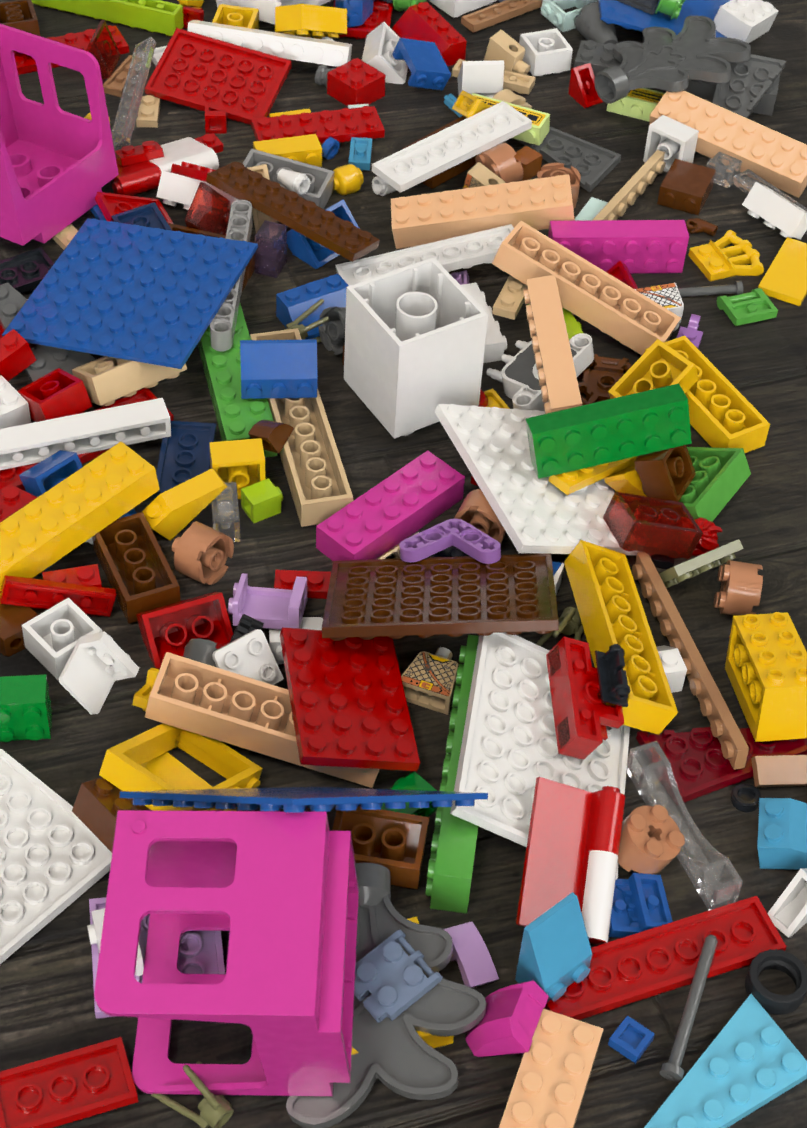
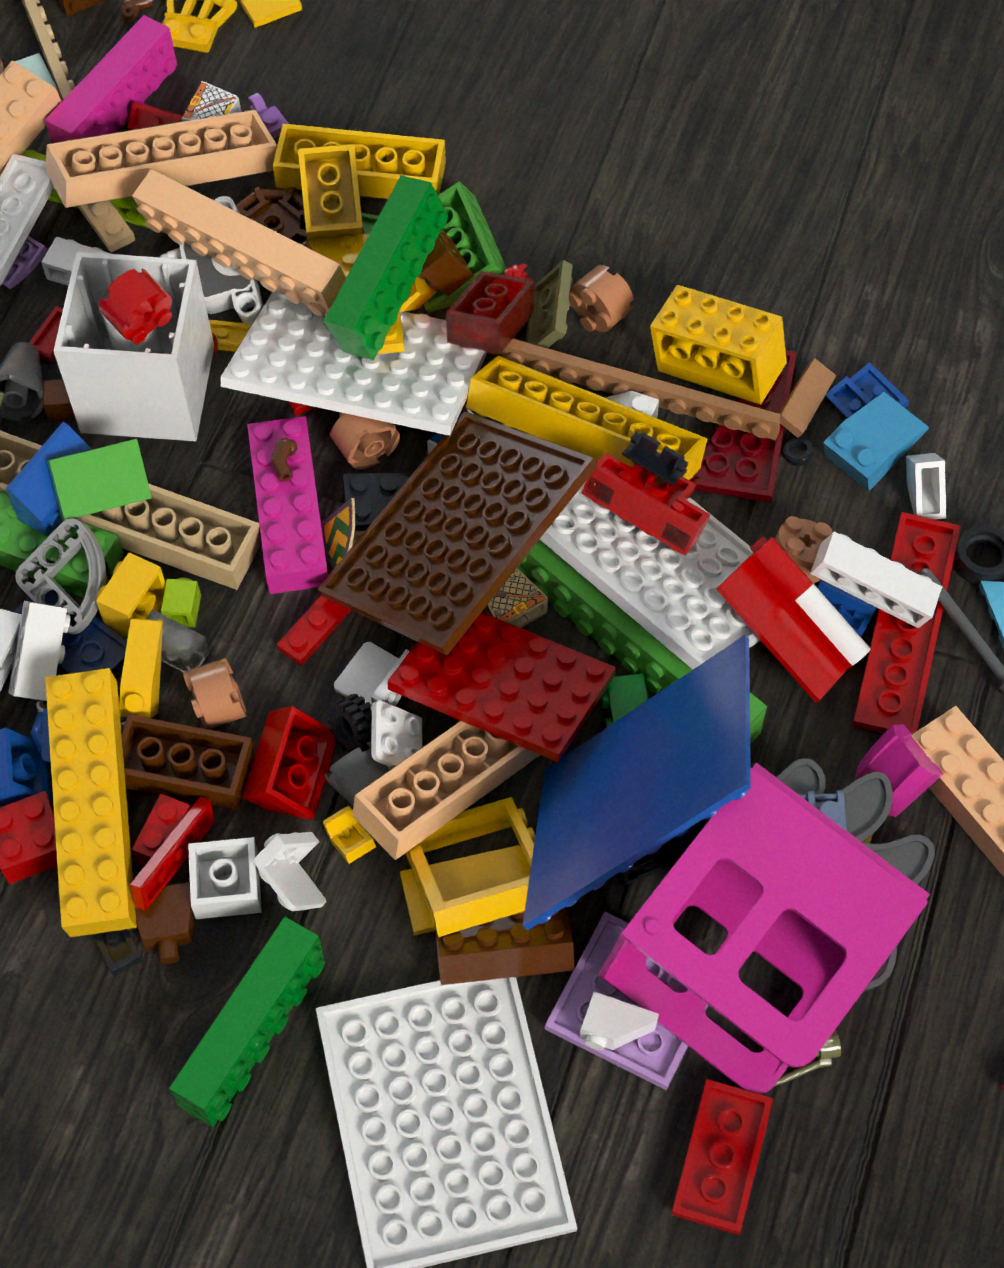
camera: 50 degrees left, 15 degrees up
(160, 435) = (38, 649): none -> white brick
(207, 409) = (46, 582): none -> light grey beam
(269, 605) = (322, 674): lavender panel -> none
(272, 433) = (123, 539): reddish brown brick -> none
(298, 389) = (99, 479): none -> bright green tile
(409, 478) = (284, 448): none -> reddish brown arm
(412, 295) = (136, 305): none -> red brick
(451, 533) = (377, 476): medium lavender beam -> none
(472, 955) = (827, 756): lavender slope -> none
(555, 949) = (874, 693): dark azure slope -> none
(631, 1039) = (964, 692): blue plate -> none
(662, 898) = (876, 579): none -> white brick
(706, 867) = (749, 506): clear arch -> none
(736, 289) = (241, 40): dark grey bar -> none
(747, 307) = (278, 52): bright green plate -> none

